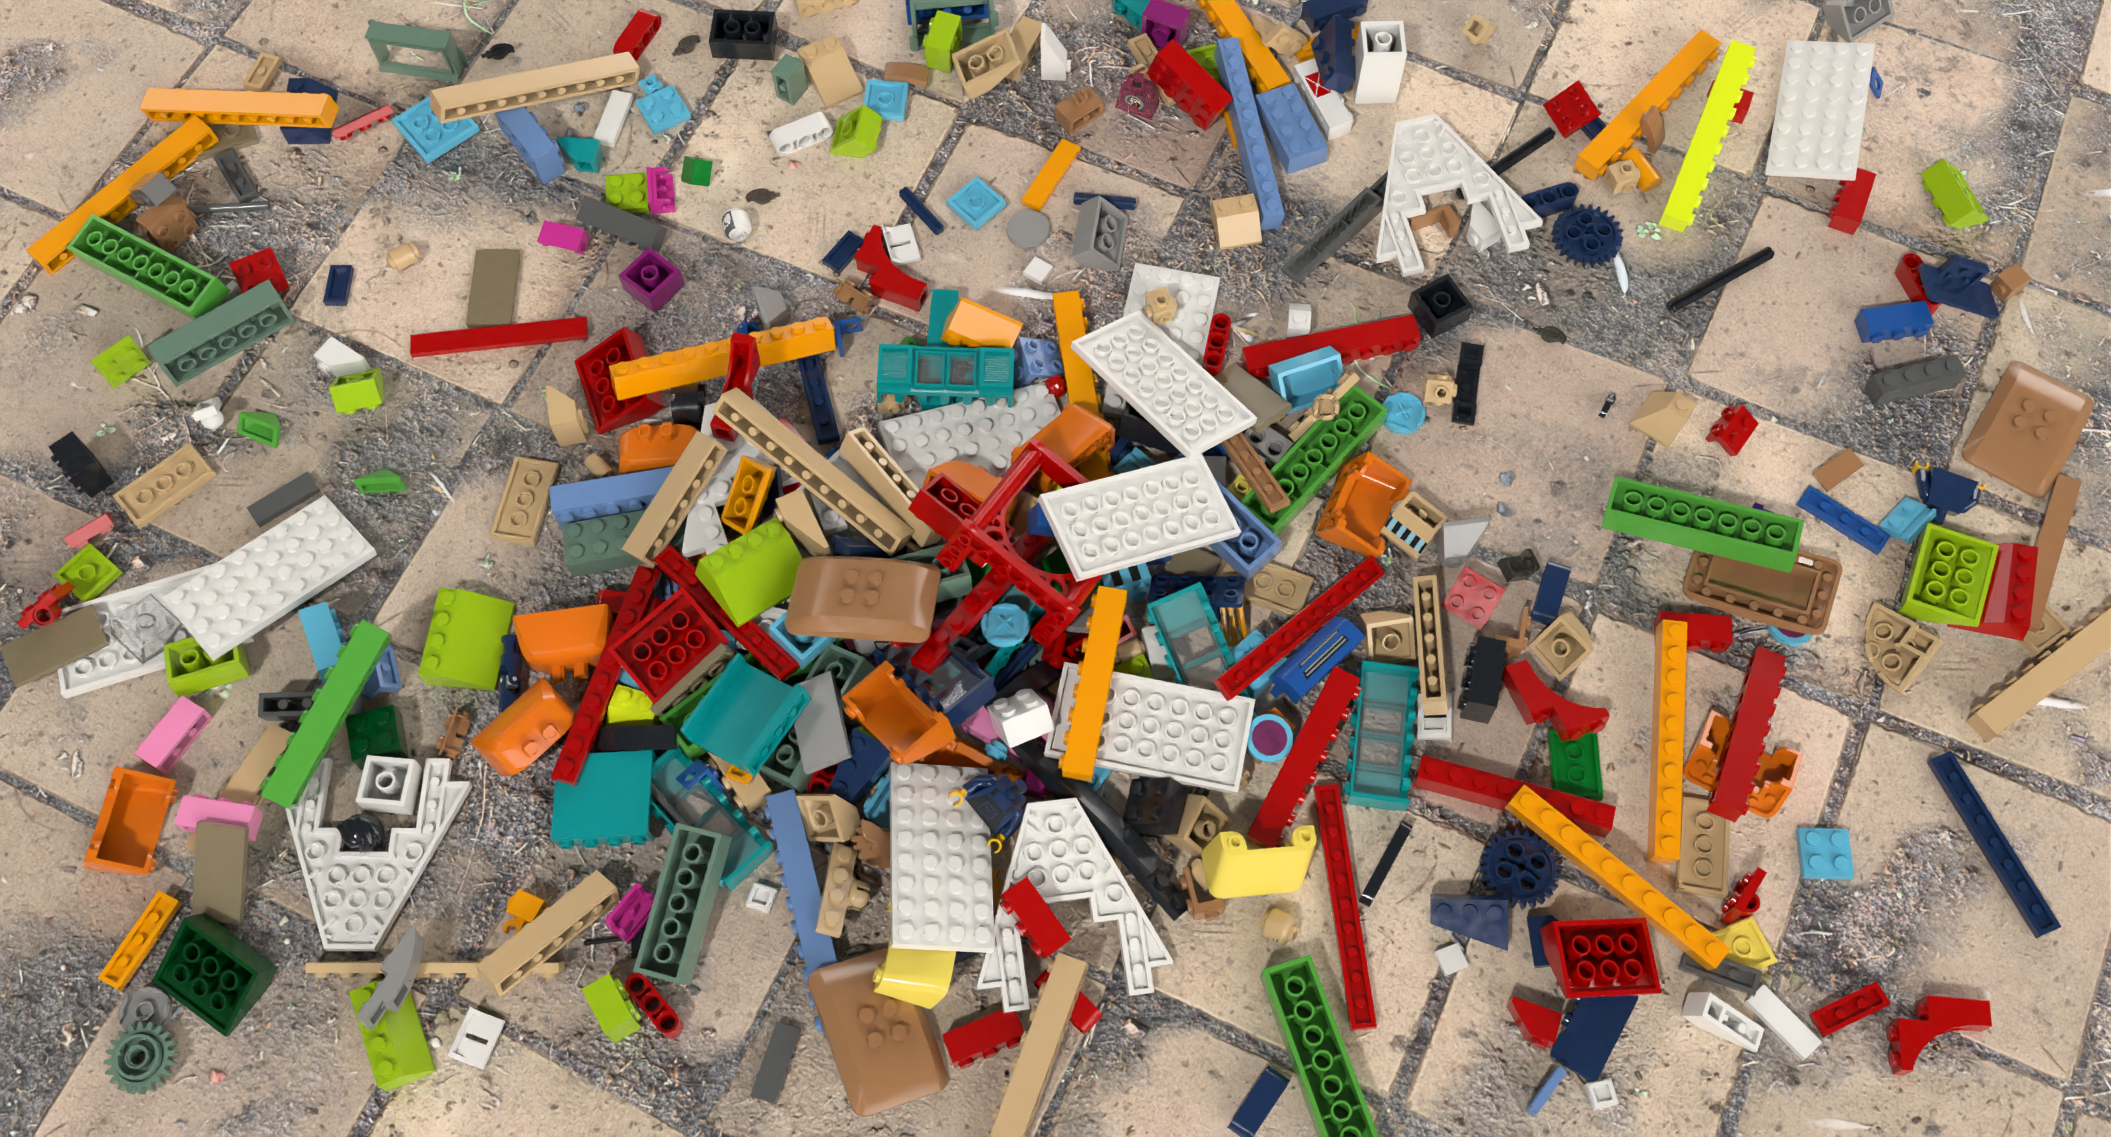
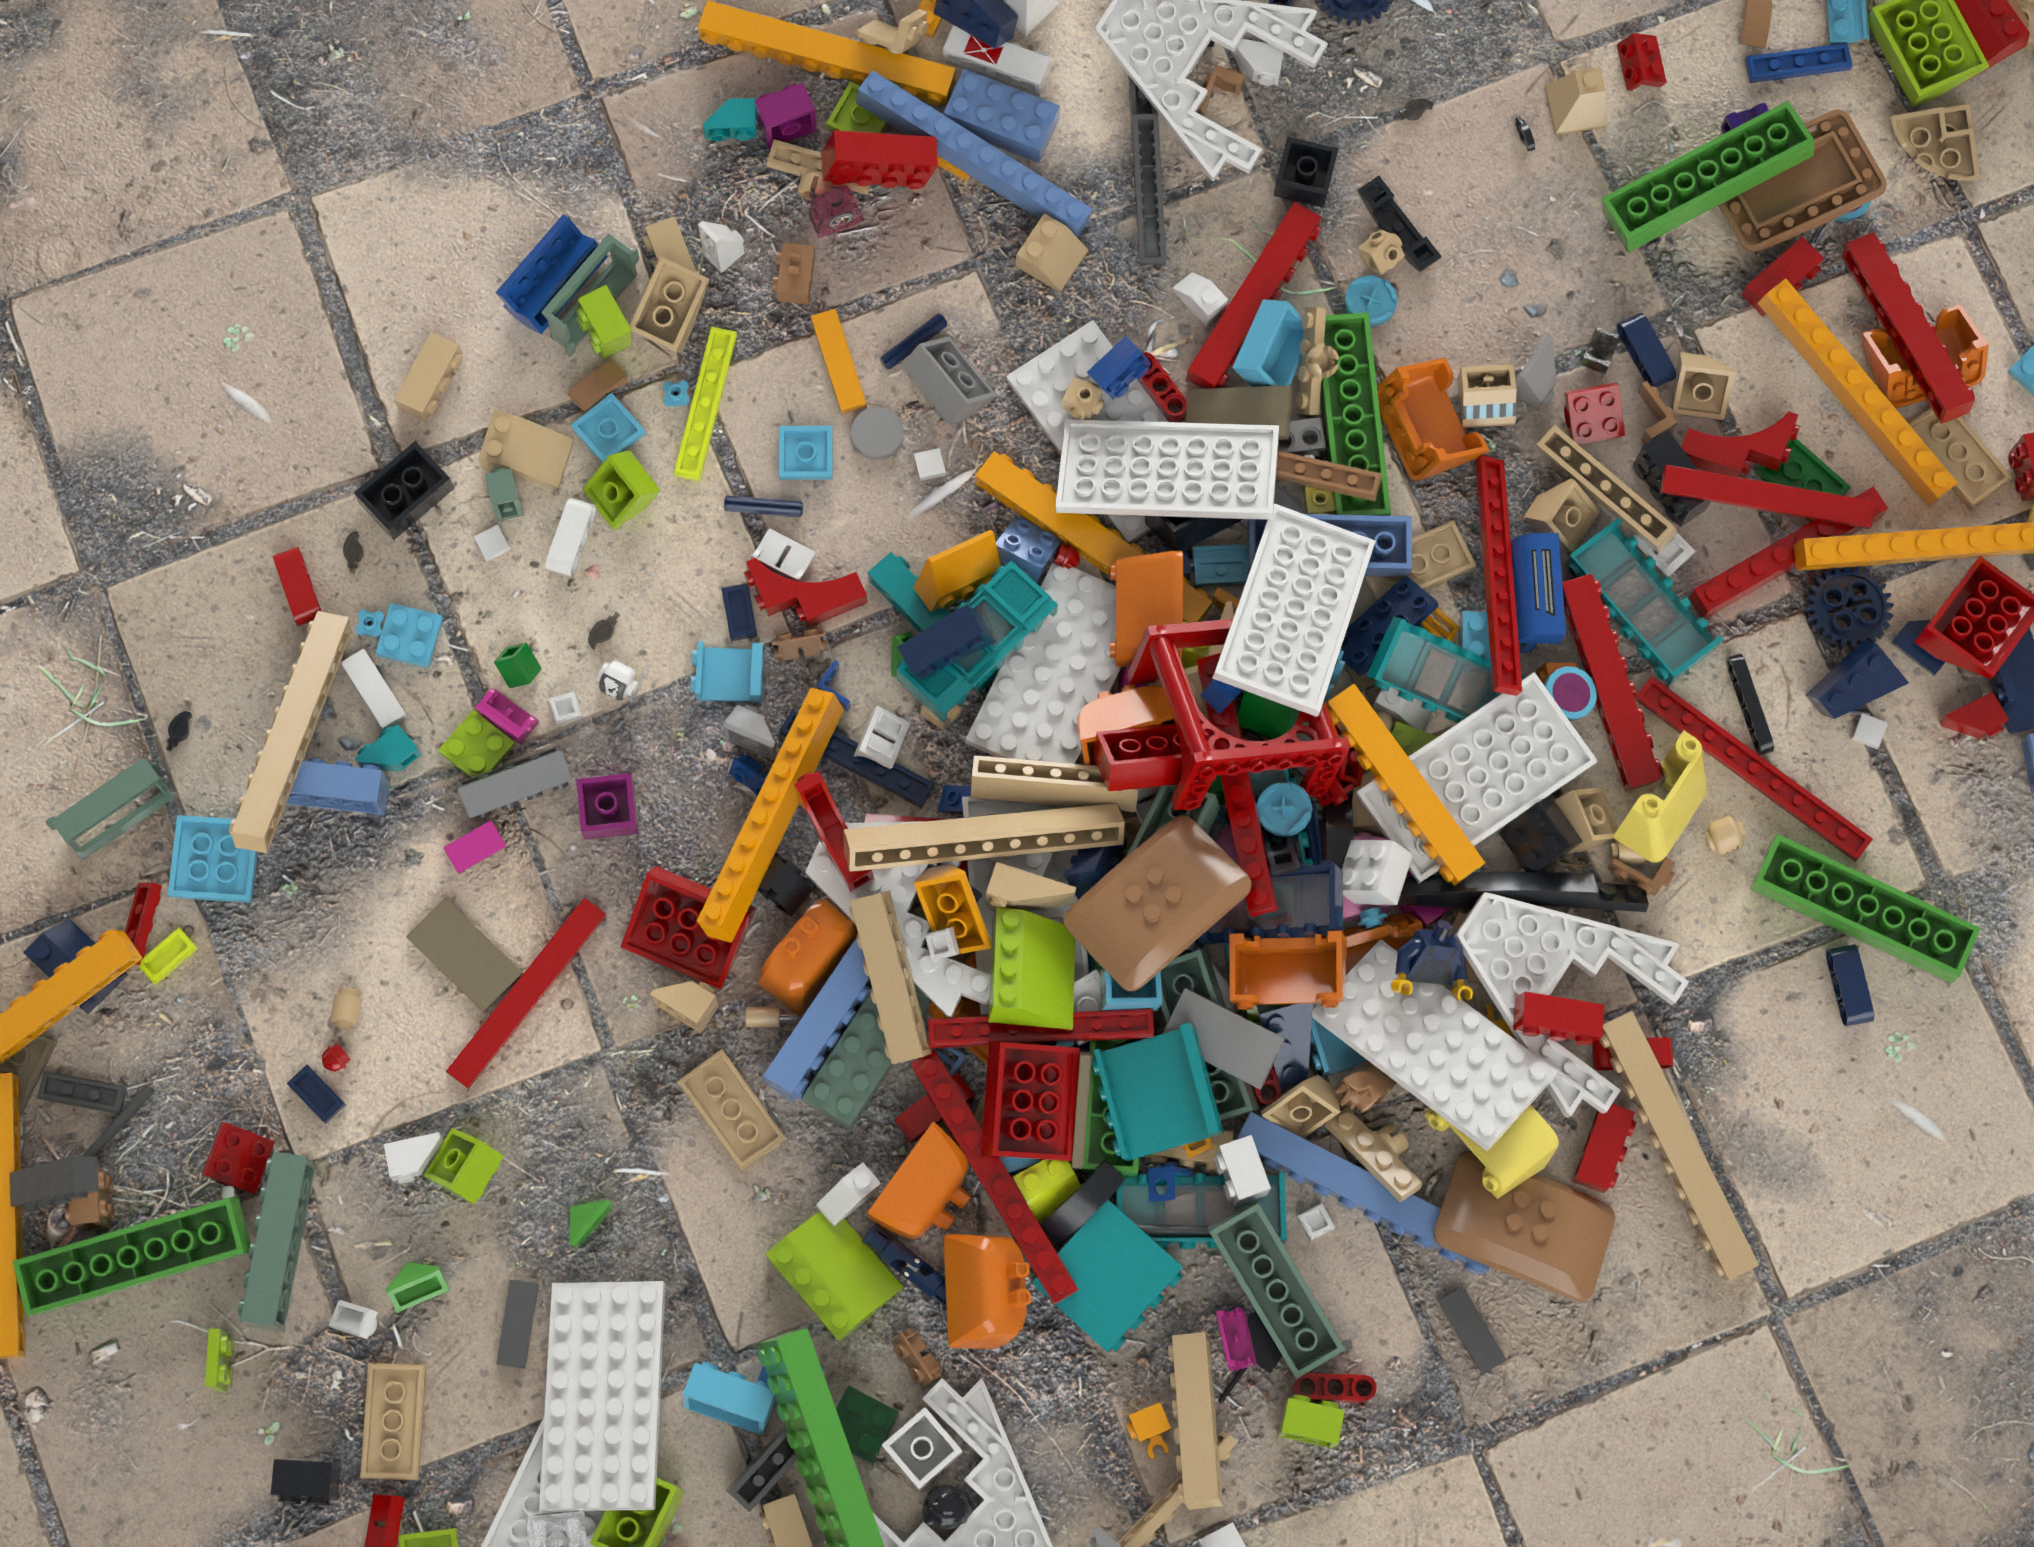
camera: 50 degrees left, 10 degrees up
(357, 151) = (167, 956): none -> neon yellow tile
(368, 275) = (335, 1058): none -> red plate
(523, 602) = (848, 1194): none -> white slope
(695, 216) = (565, 708): none -> white tile
(723, 508) = (942, 943): none -> white tile
(741, 811) = (1242, 1171): none -> white brick
(759, 102) = (492, 543): none -> white tile
(798, 275) = (728, 674): none -> medium azure panel
(829, 386) = (876, 747): none -> white piece
(921, 351) = (946, 642): none -> dark blue wedge
(943, 114) = (679, 400): none -> medium azure plate
(953, 134) = (705, 404): none -> neon yellow tile
(1199, 308) = (1119, 368): none -> blue slope
(1531, 741) = (1767, 496): none -> red tile

